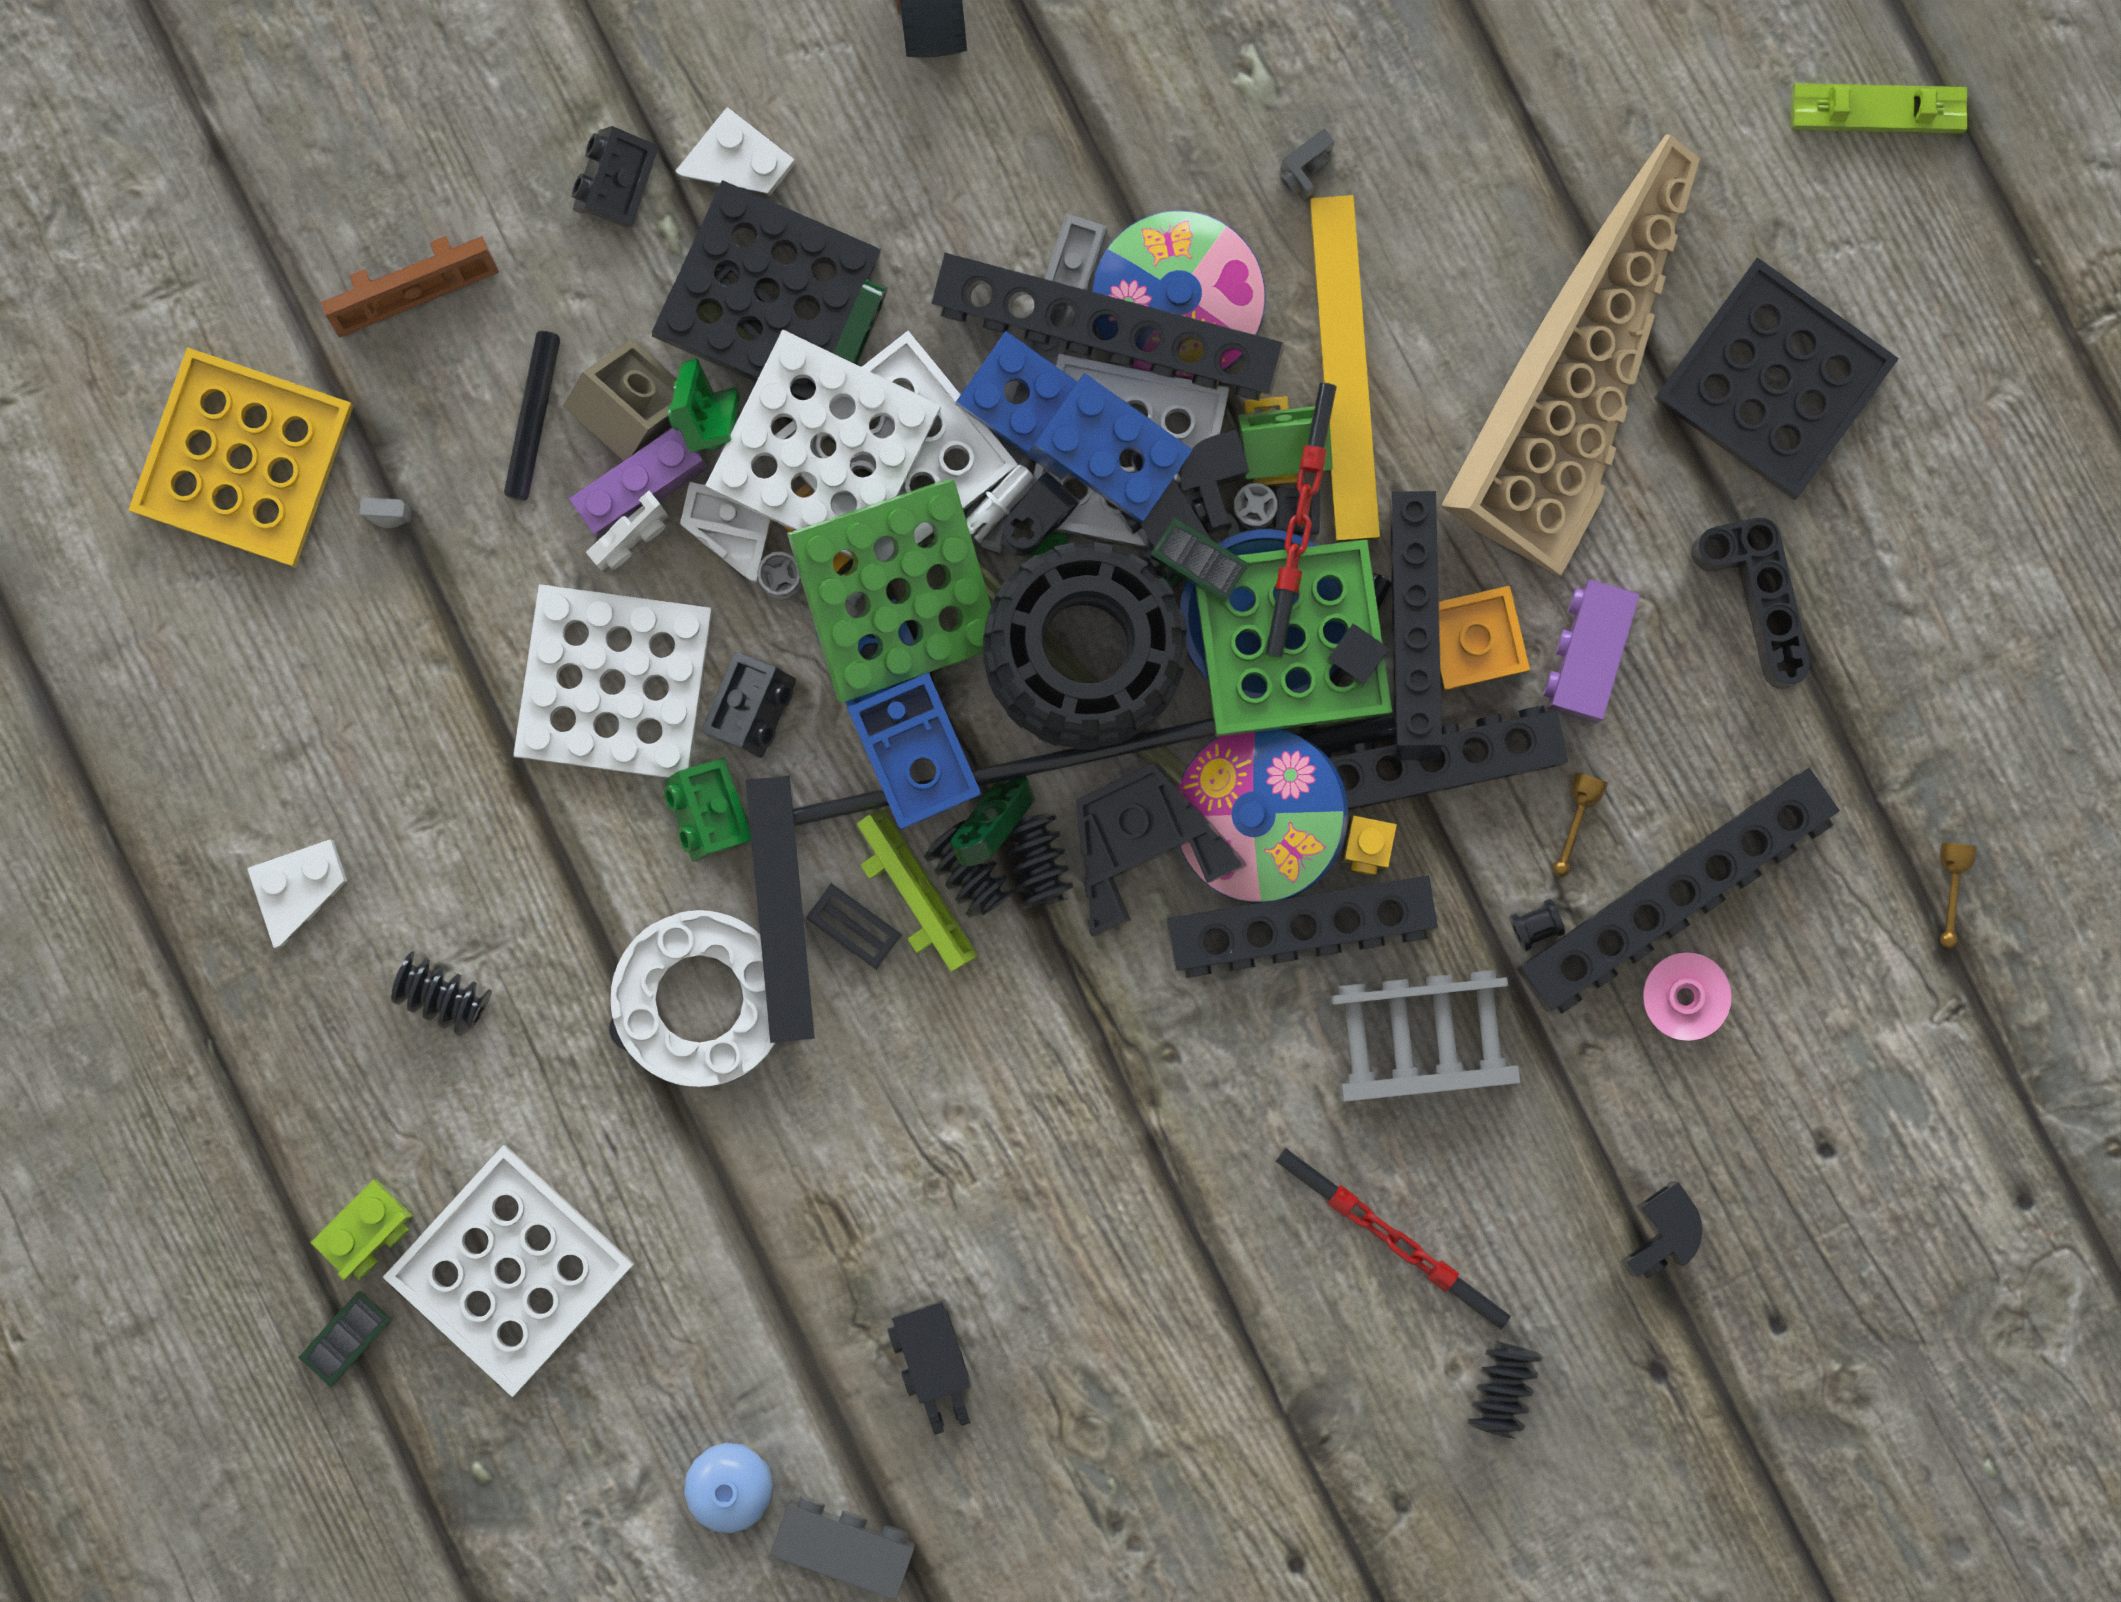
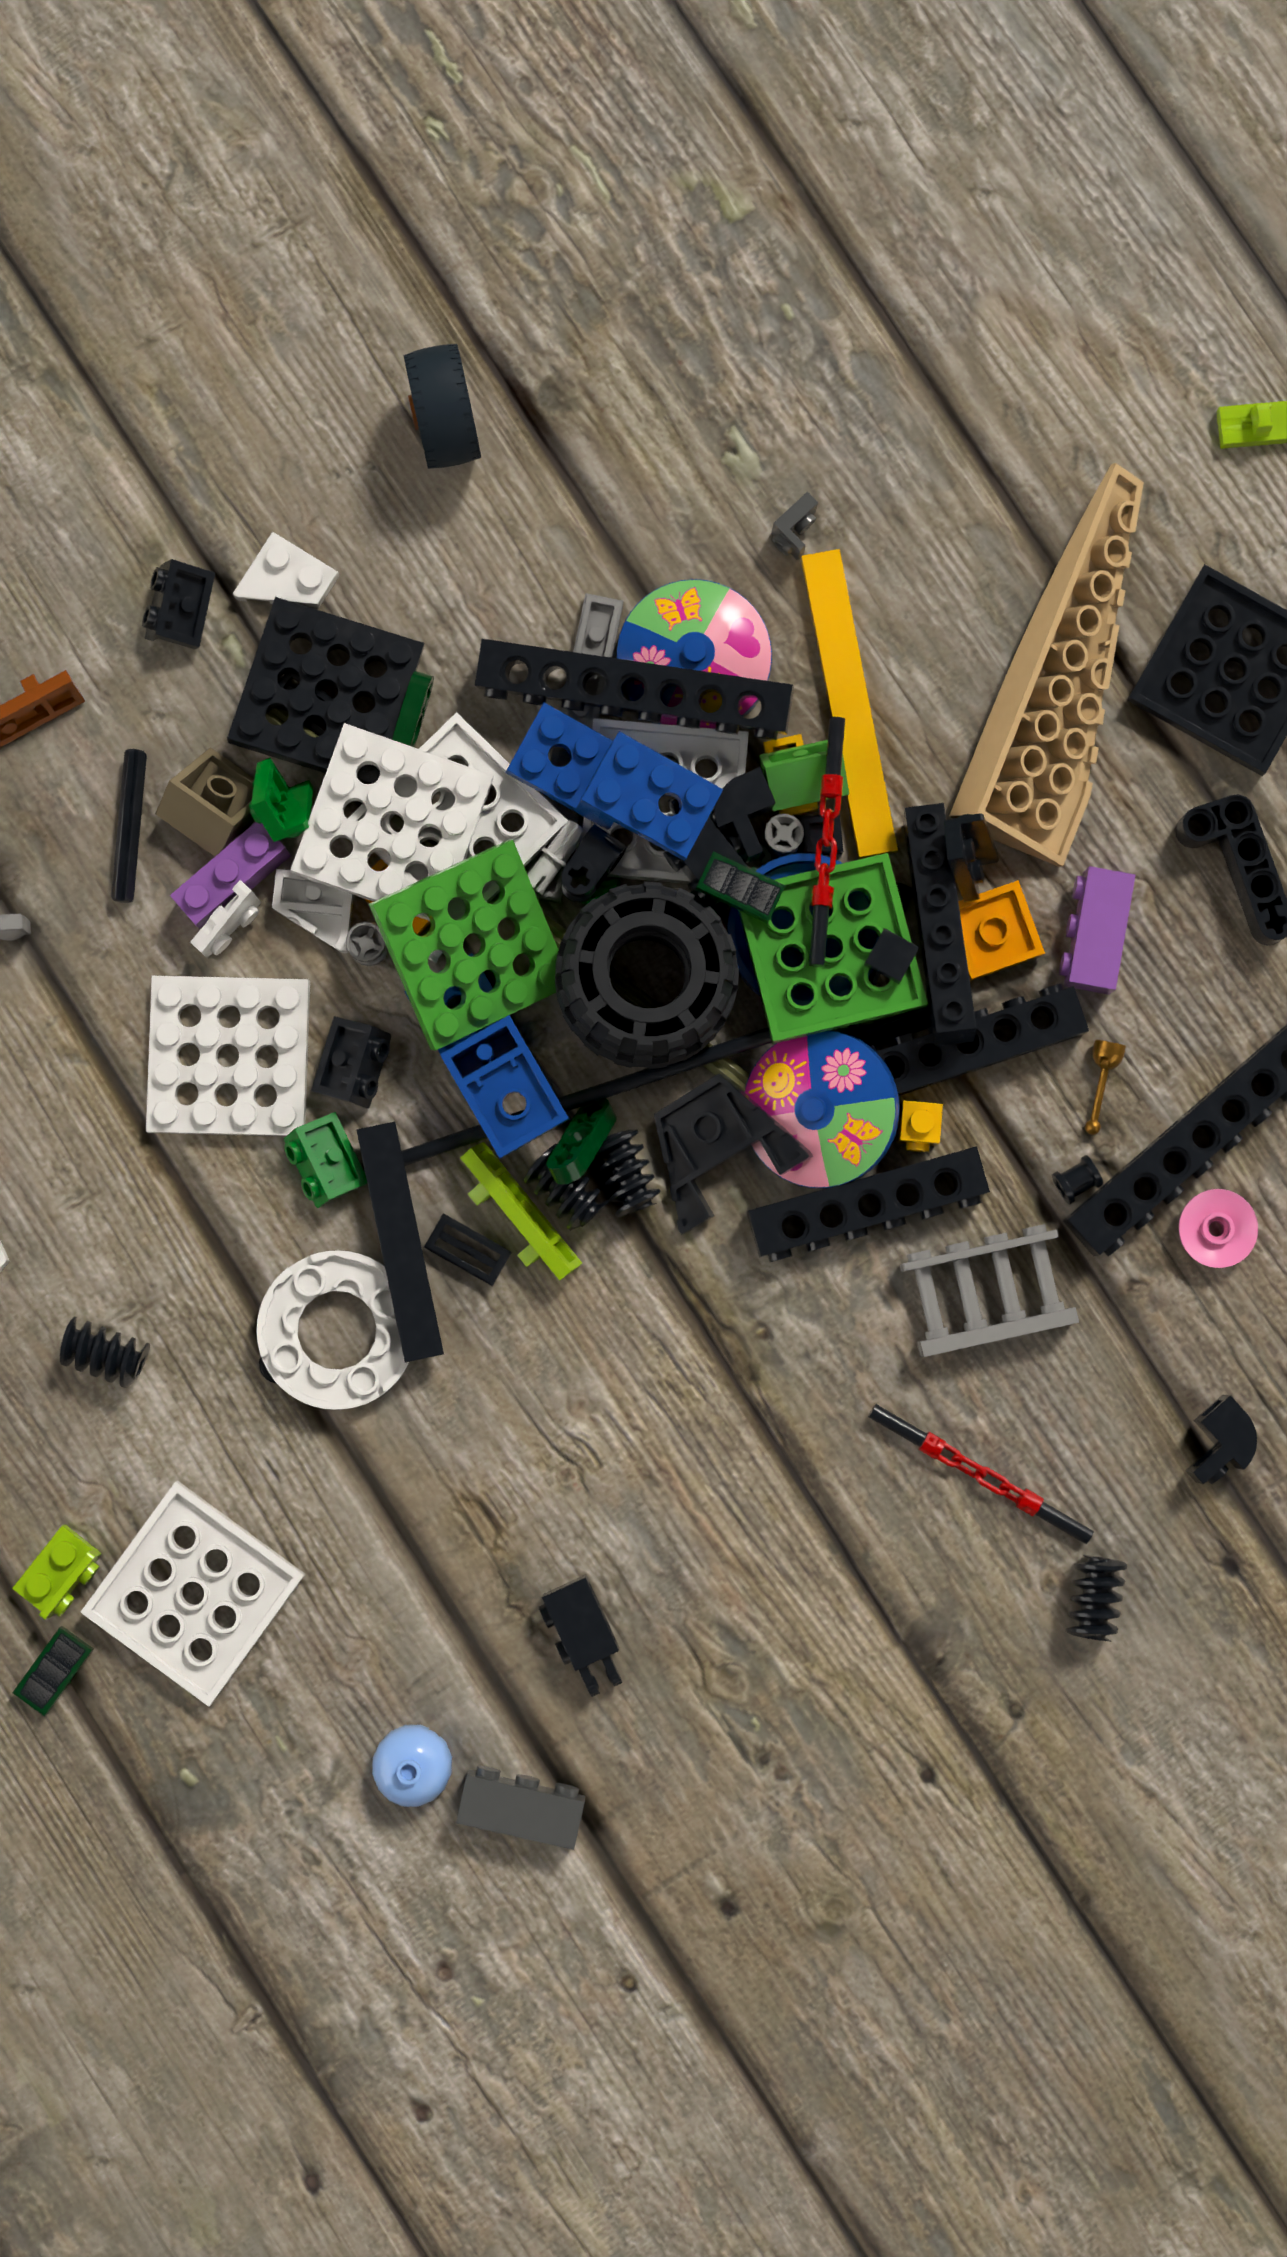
camera: 10 degrees left, 0 degrees up
(1457, 545) = (968, 848): none -> black bracket

